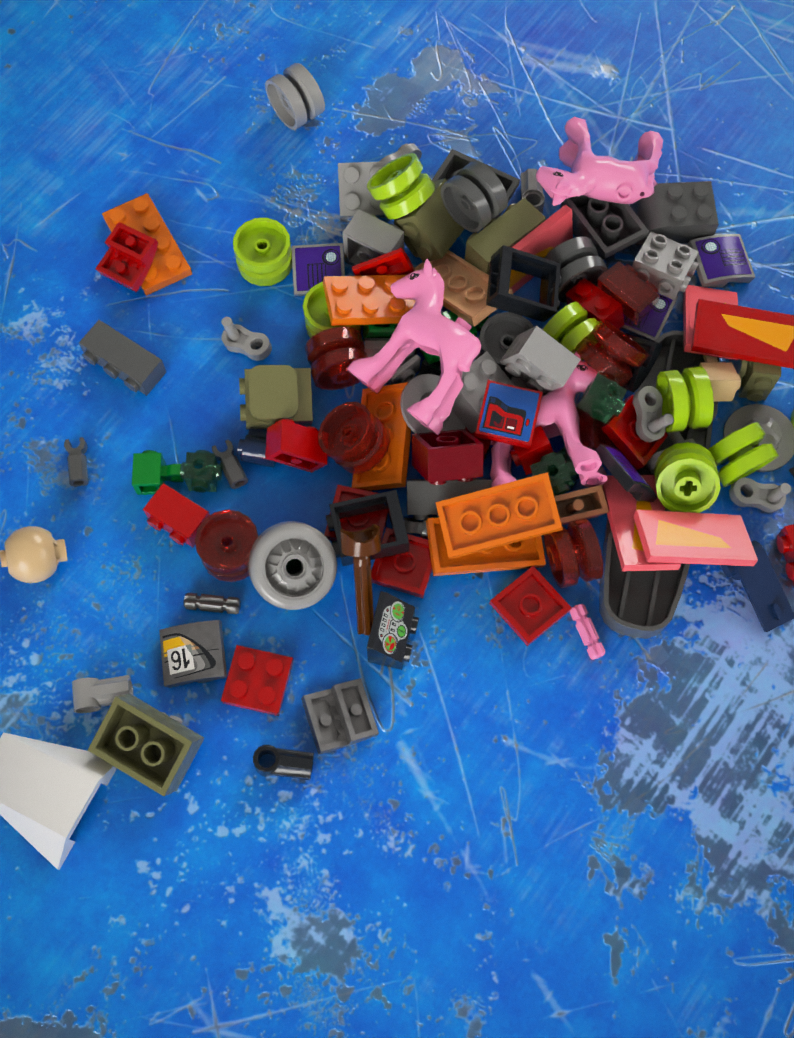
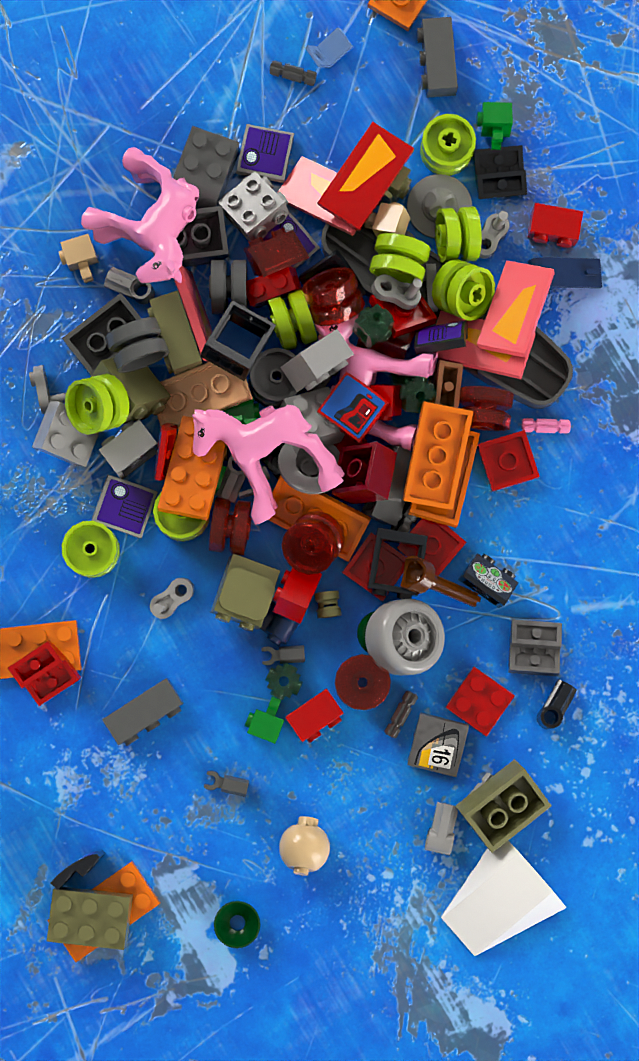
camera: 75 degrees left, 15 degrees up
(303, 481) = (327, 598): none -> olive wheel
(538, 144) = (79, 254): none -> tan brick

